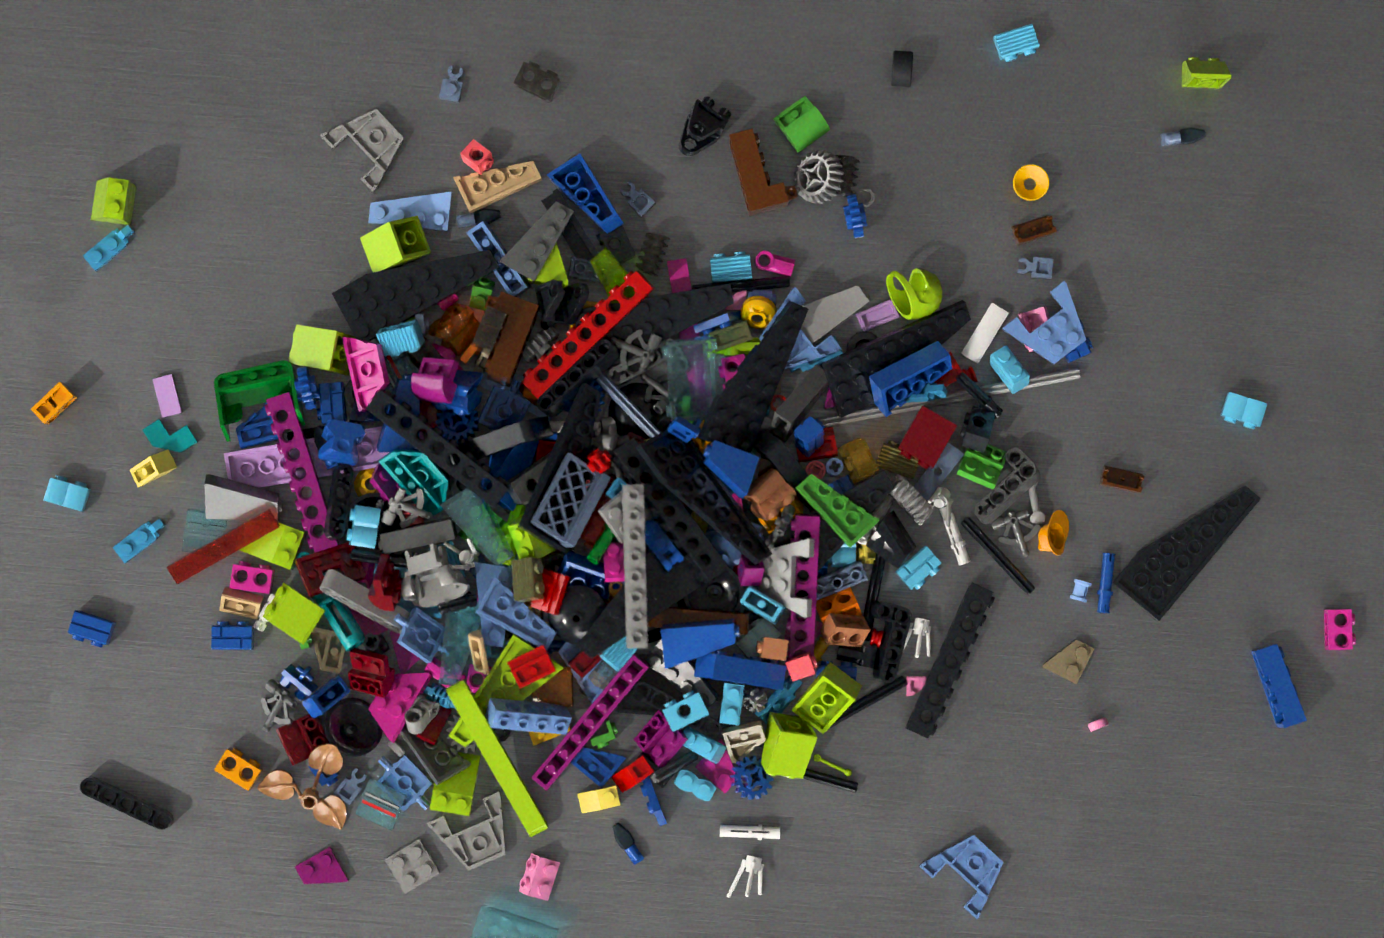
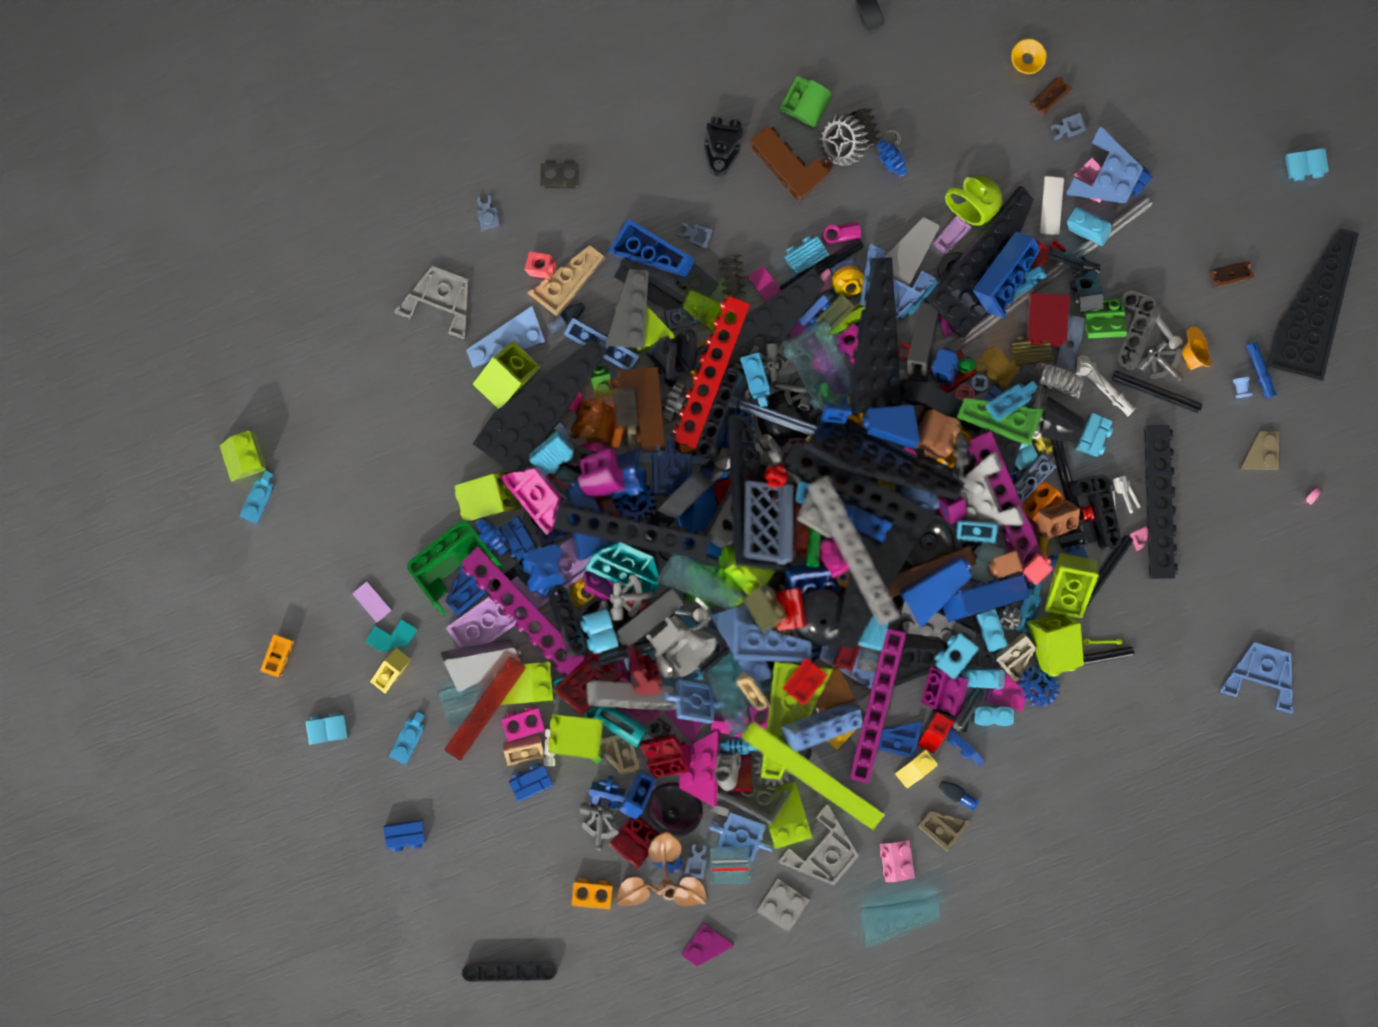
camera: 20 degrees left, 0 degrees up
(597, 867) = (943, 828): none -> dark tan wing
(602, 740) = (894, 716): bright green bracket -> none
(626, 360) = (756, 377): none -> dark azure hinge
(725, 831) = (1080, 723): white pin -> none
(753, 866) = (1077, 761): white plant -> none
(830, 443) = (966, 364): none -> green hinge
(853, 497) = (1011, 400): none -> dark azure hinge

